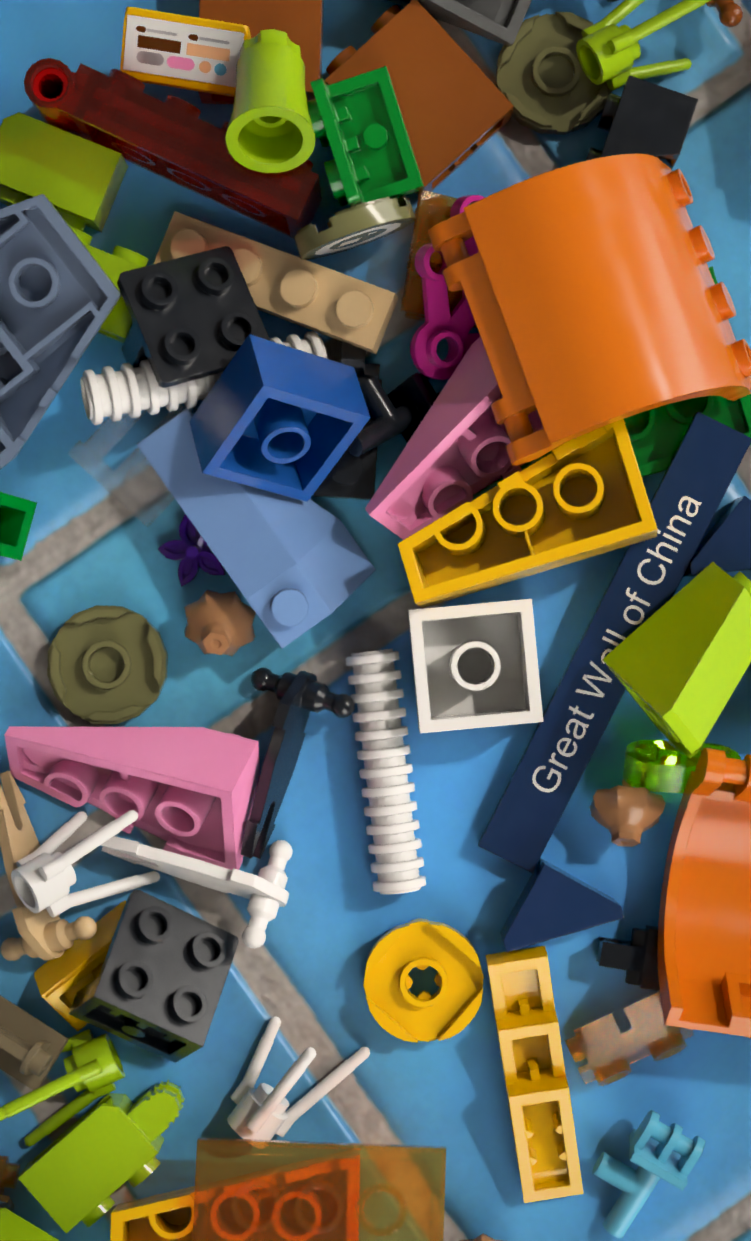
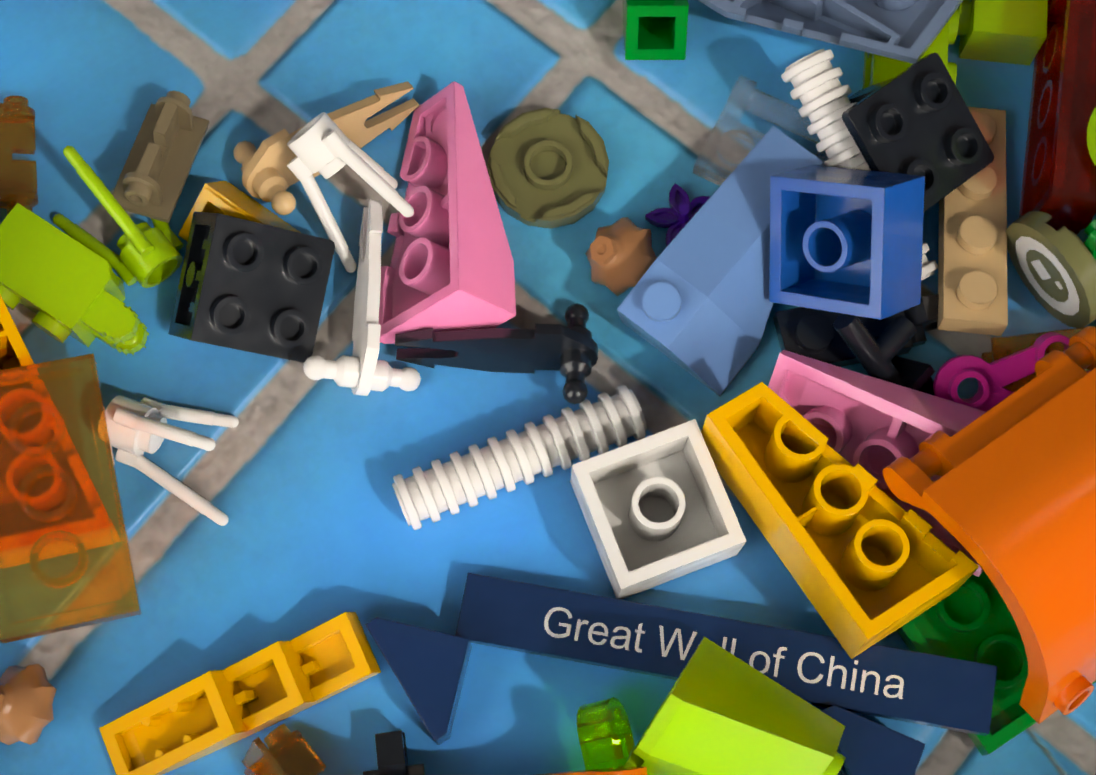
camera: 75 degrees right, 15 degrees down
(423, 1016) = (298, 521): yellow plate -> none
(626, 812) = (548, 717): medium nougat piece -> none

